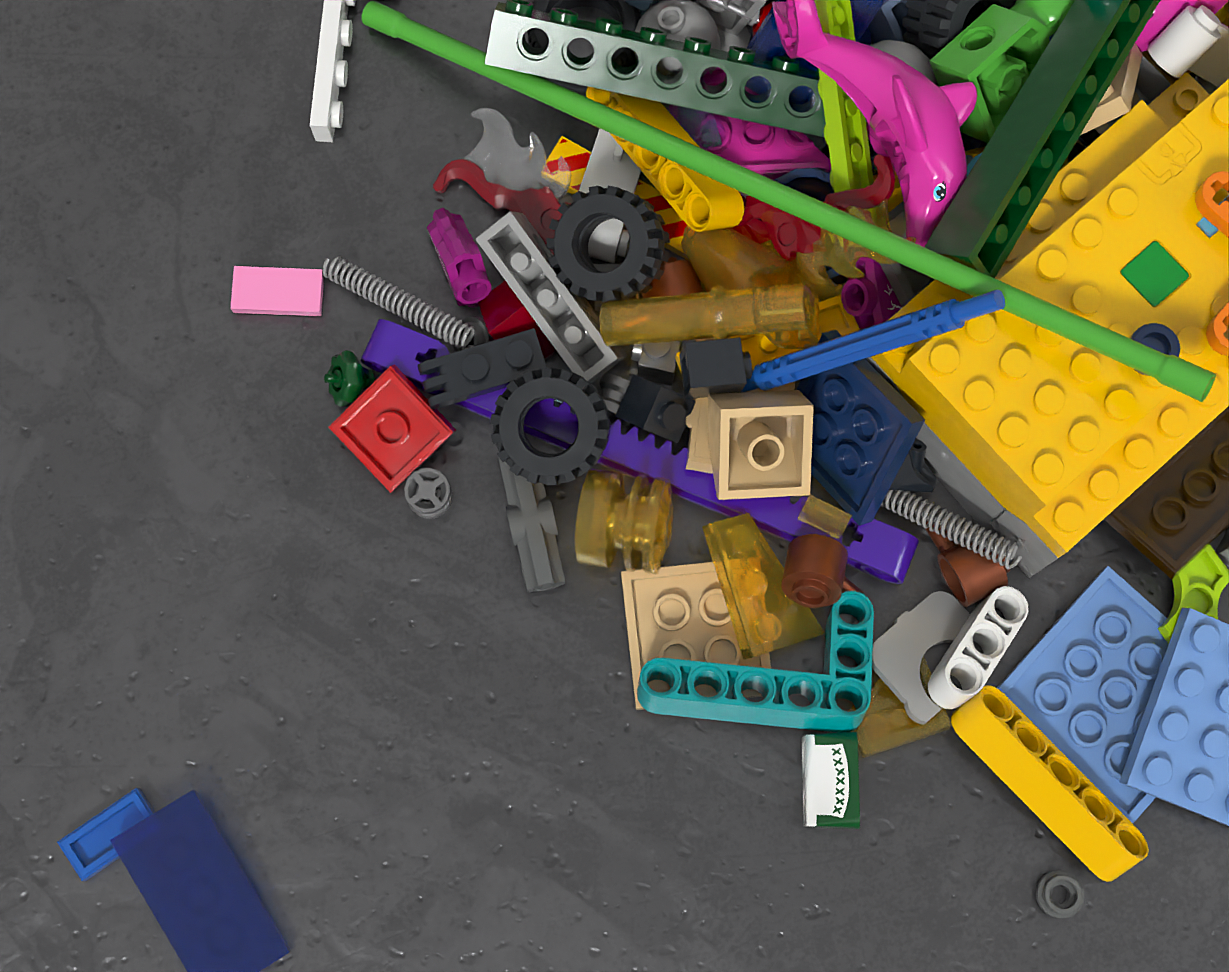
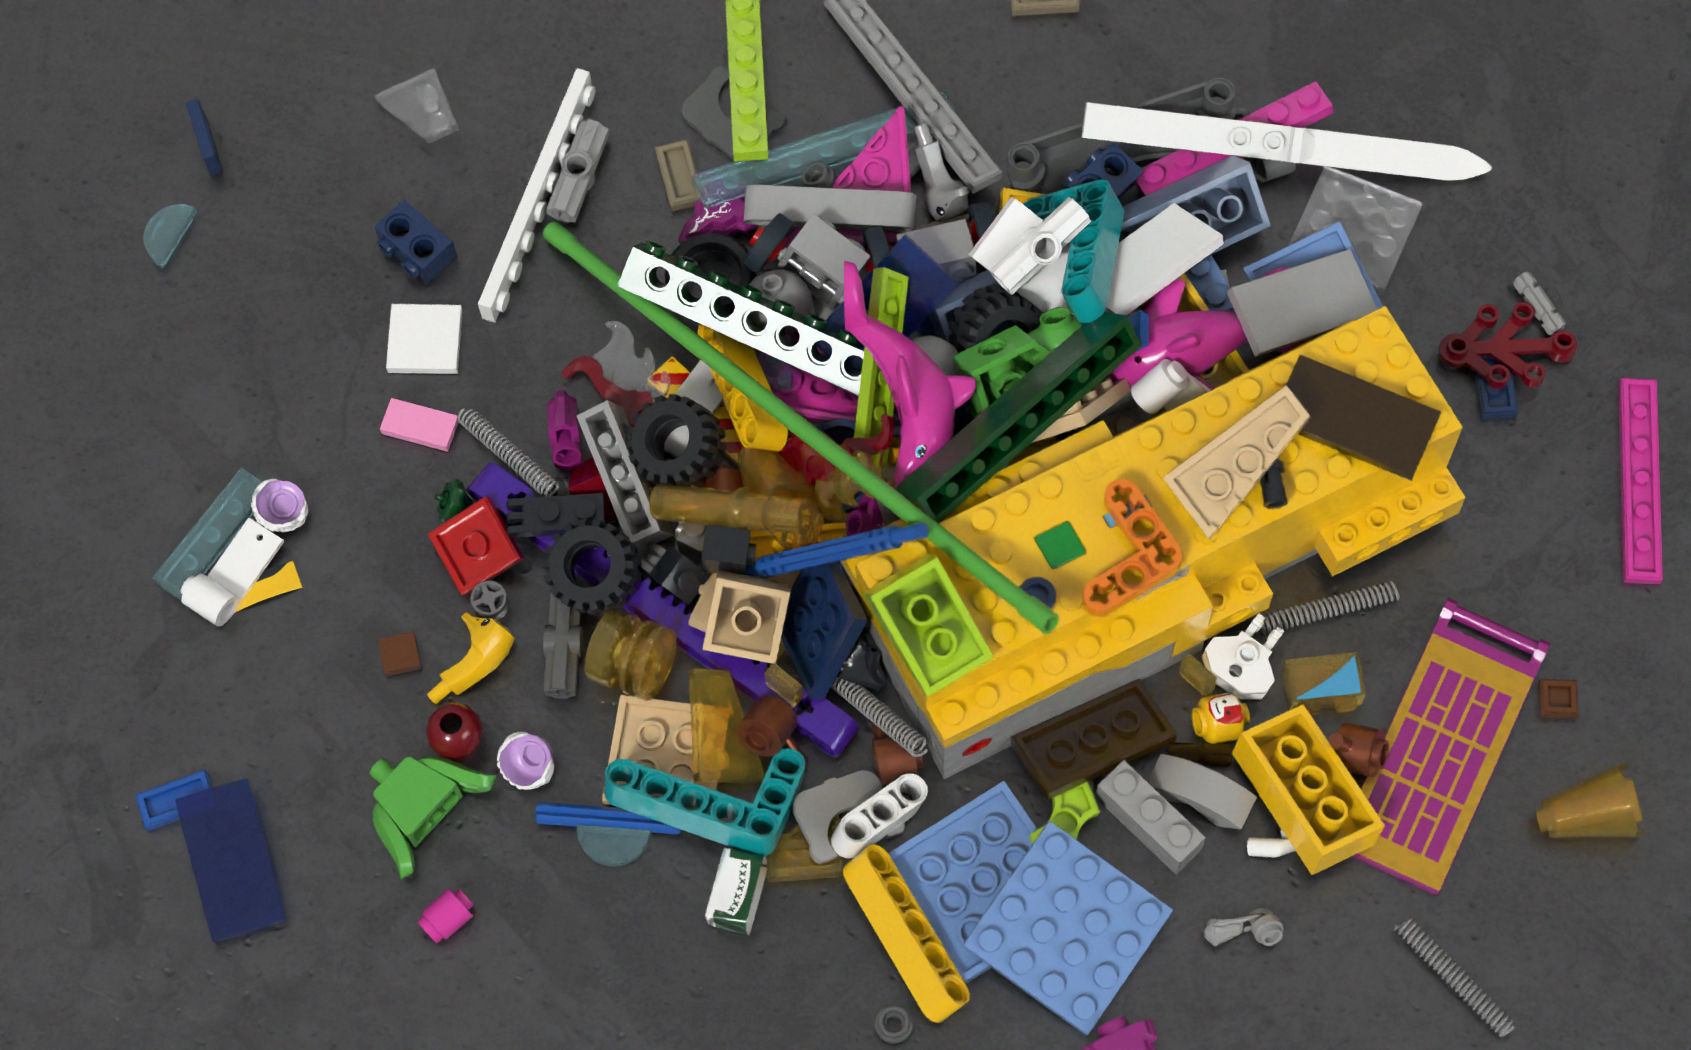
camera: 20 degrees right, 10 degrees down
(59, 488) = (209, 534): none -> clear light blue tile
(101, 534) = (233, 575): none -> white door
(134, 434) = (279, 505): none -> lavender hair
(142, 537) = (272, 583): none -> yellow sticker
(214, 57) = (421, 237): none -> dark blue brick
(253, 182) = (424, 338): none -> white tile
(334, 583) = (399, 654): none -> reddish brown tile
(407, 764) = (416, 799): none -> bright green torso
(444, 551) = (488, 649): none -> yellow animal
(444, 687) = (460, 745): none -> dark red piece
(486, 898) = (446, 915): none -> dark pink brick
(529, 681) = (525, 760): none -> lavender hair
(629, 729) = (597, 816): none -> blue axle
(660, 757) = (612, 845): none -> clear light blue tile
(1031, 416) = (928, 624): none -> lime slope

